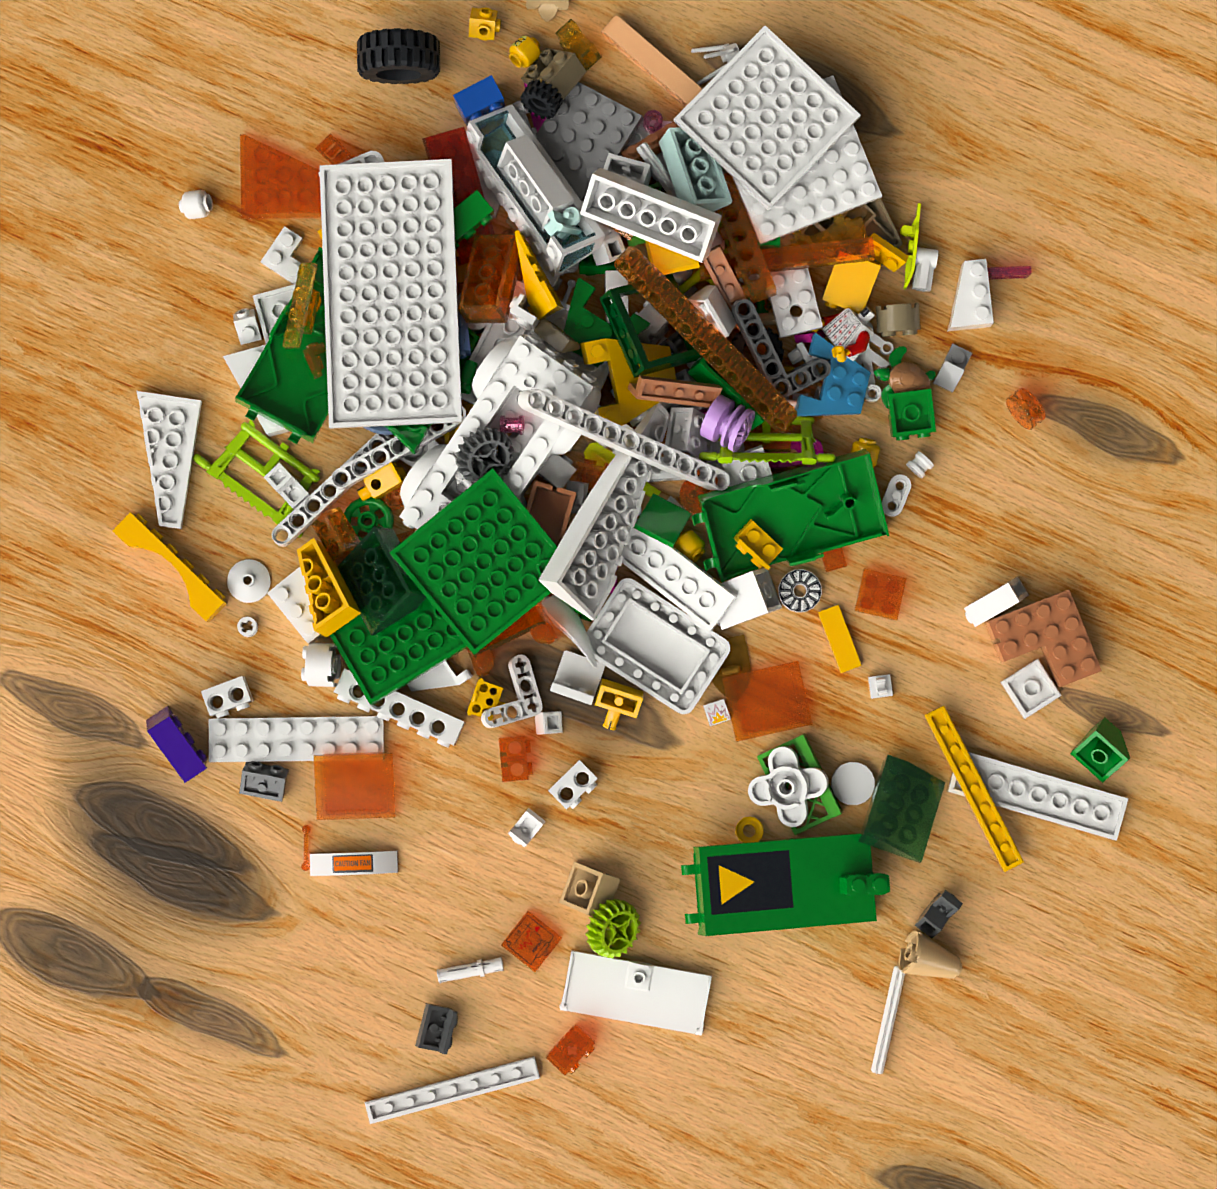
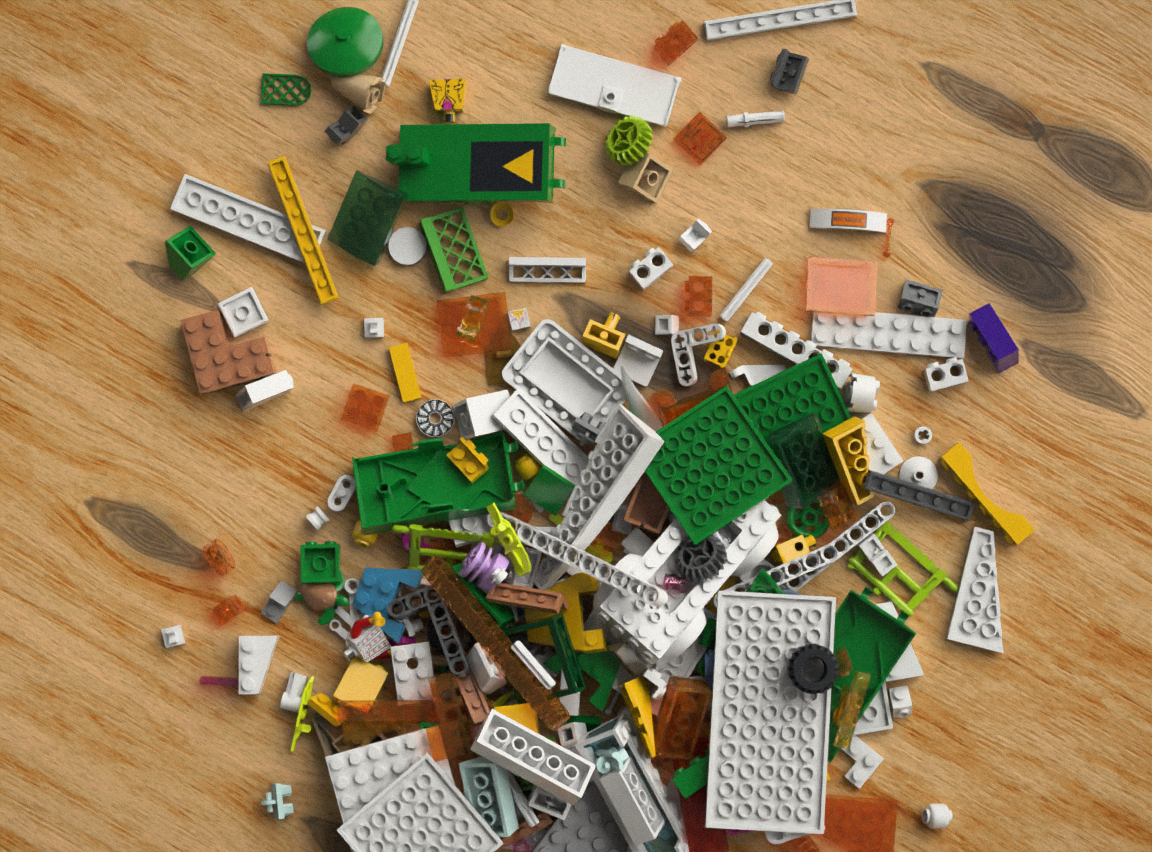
camera: 165 degrees left, 0 degrees up
(246, 556) = (918, 495): none -> dark grey tile
(339, 326) = (830, 668): none -> black tyre
(462, 772) = (746, 289): none -> white axle
(626, 588) = (585, 430): none -> dark grey hips
(660, 317) = (533, 665): none -> white axle
(690, 780) = (547, 262): none -> white fence
(697, 448) = (514, 547): none -> neon yellow piece
(710, 411) = (498, 576): none -> white plate
(750, 225) = (445, 741): none -> clear orange piece
(769, 705) = (473, 319): none -> clear yellow brick
(772, 789) = (478, 247): white plant -> none
(824, 959) = (448, 97): none -> yellow torso
(898, 318) = (322, 648): dark tan brick -> none
(924, 139) = (278, 793): none -> light aqua hips
(950, 1011) = (345, 42): none -> green dish
(1006, 935) = (263, 101): none -> green window
(1008, 352) = (228, 610): none -> clear orange bracket
(1066, 317) = (173, 636): none -> white tile

